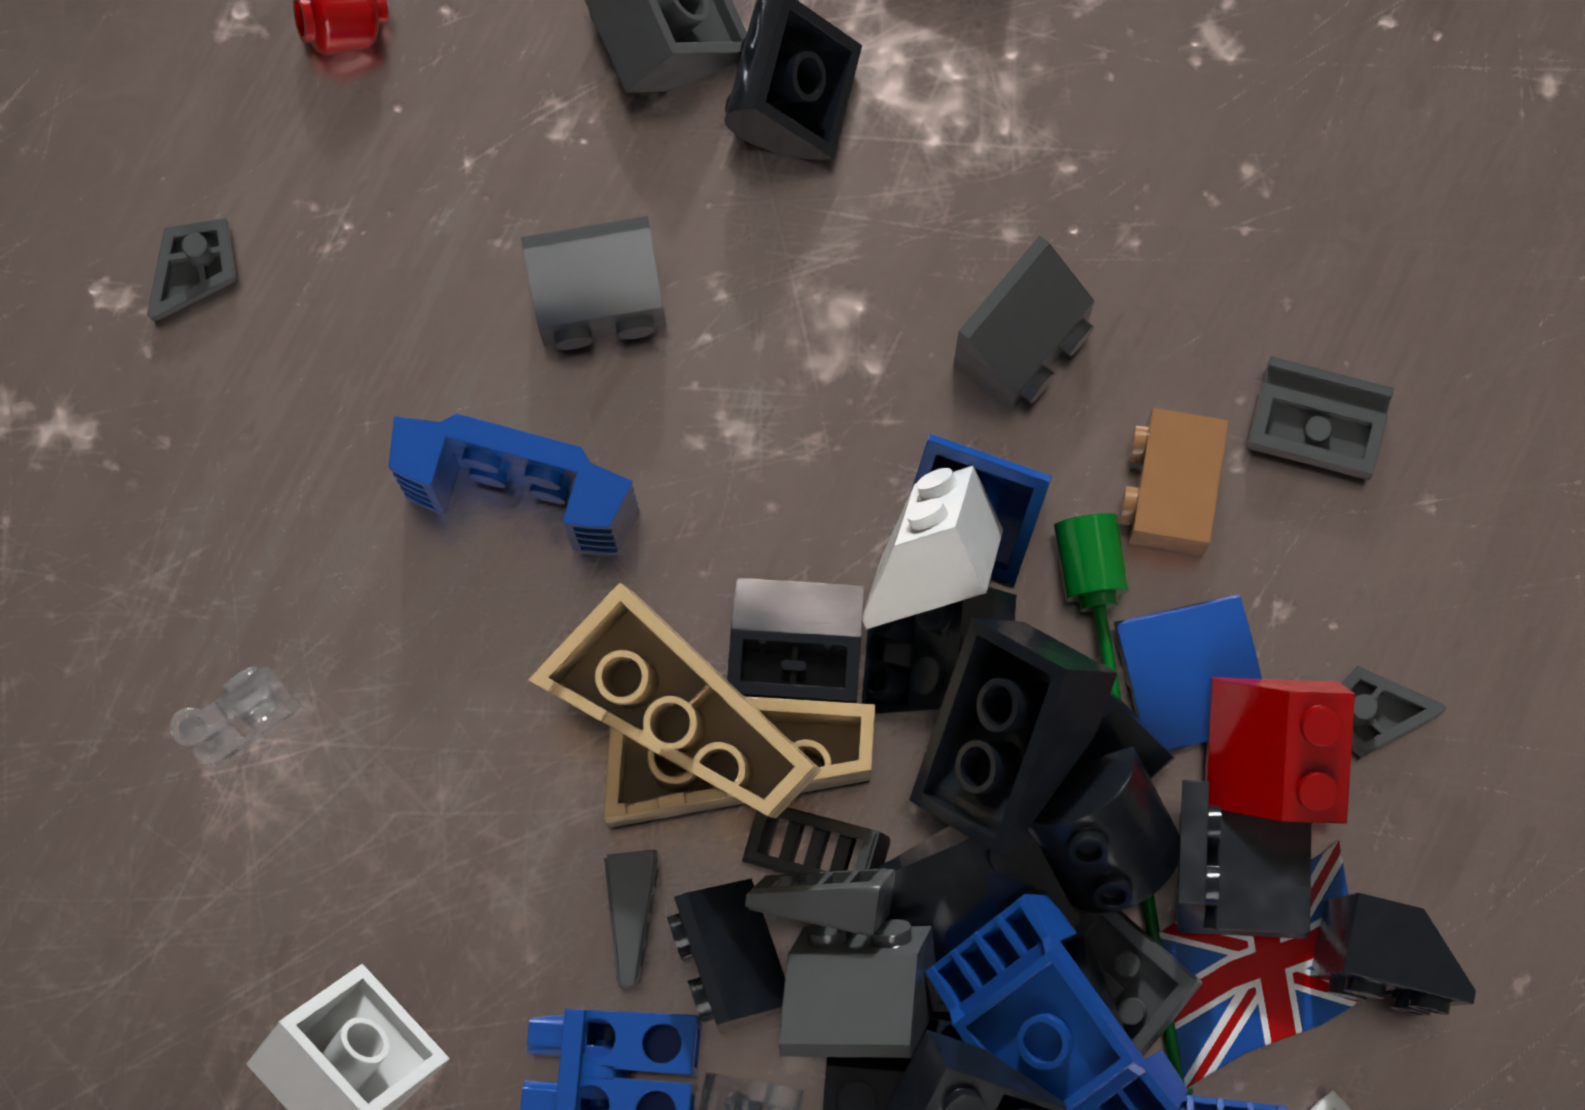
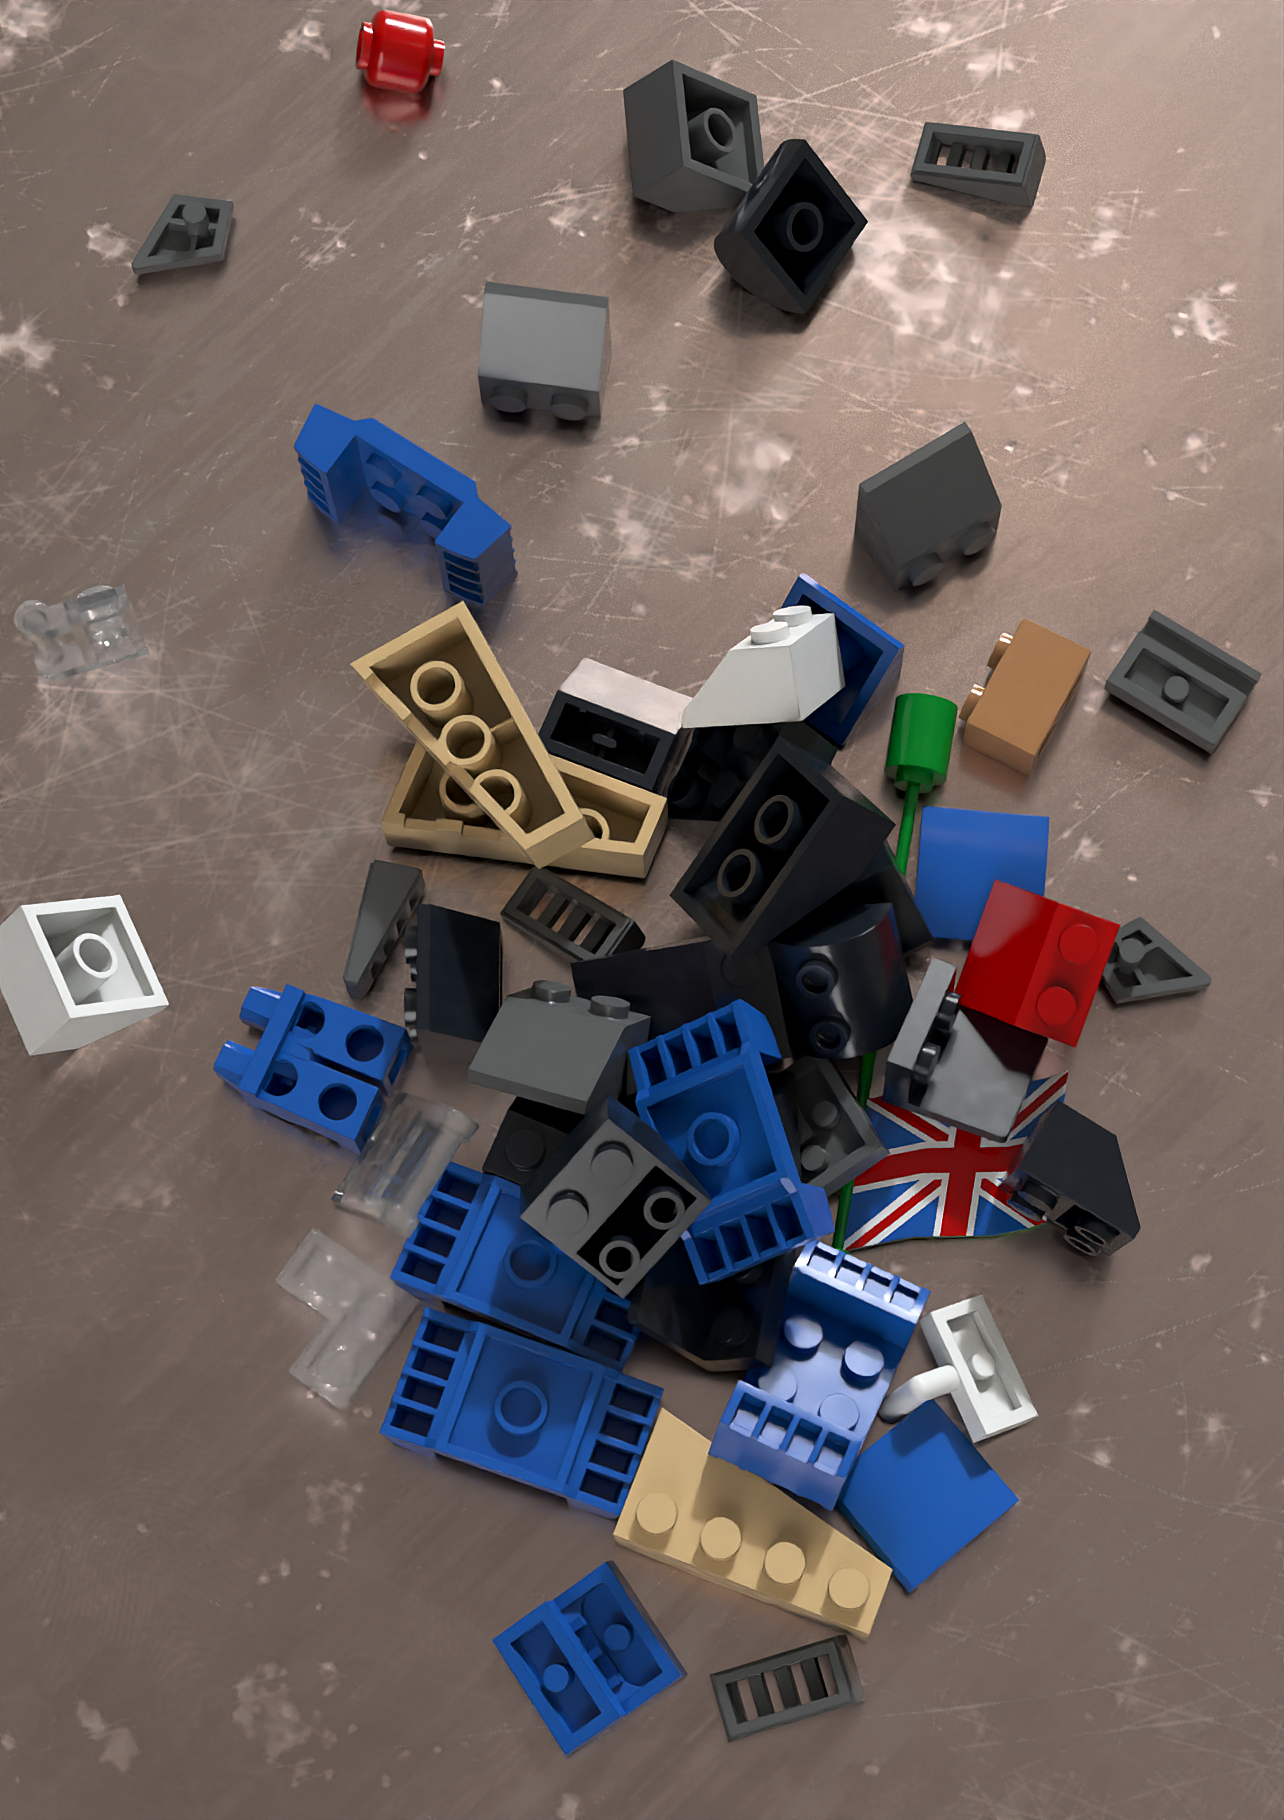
camera: 20 degrees right, 5 degrees down
(835, 899) = (574, 962): dark grey slope -> none

